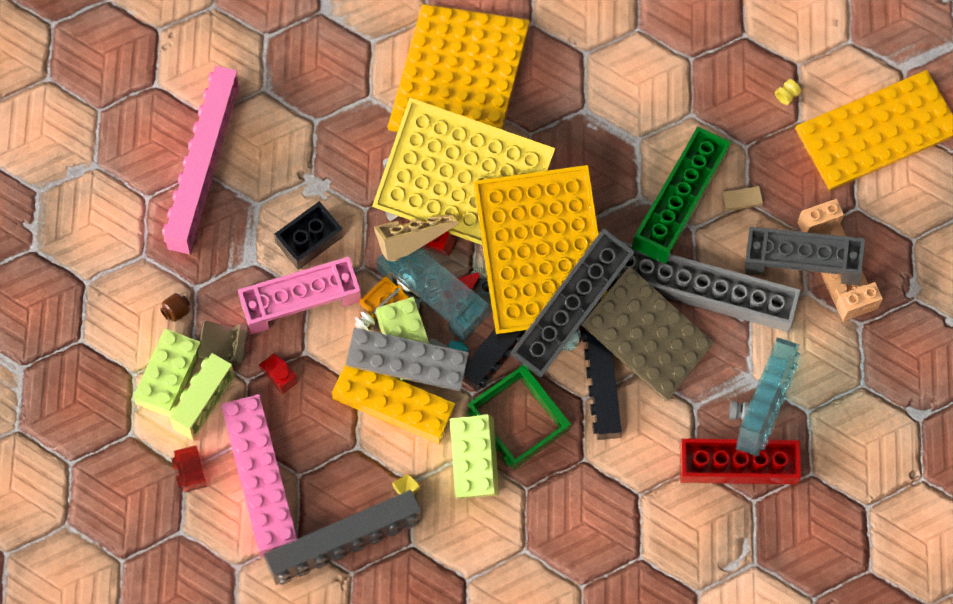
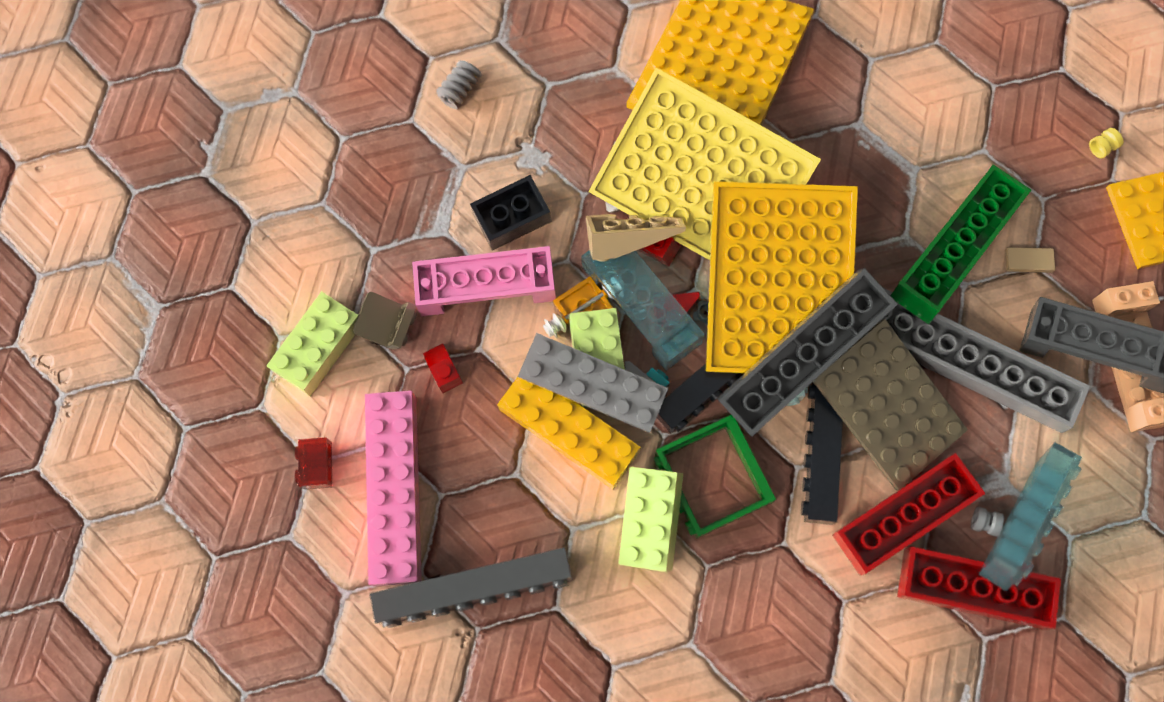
camera: 20 degrees right, 5 degrees up
(175, 307) = (341, 268): reddish brown head -> none
(201, 160) = (408, 105): bright pink brick -> none
(202, 396) = (345, 380): yellowish green brick -> none
(237, 134) = (457, 82): none -> light grey piece
(404, 484) = (563, 535): light yellow slope -> none
(676, 416) = (908, 514): none -> red brick

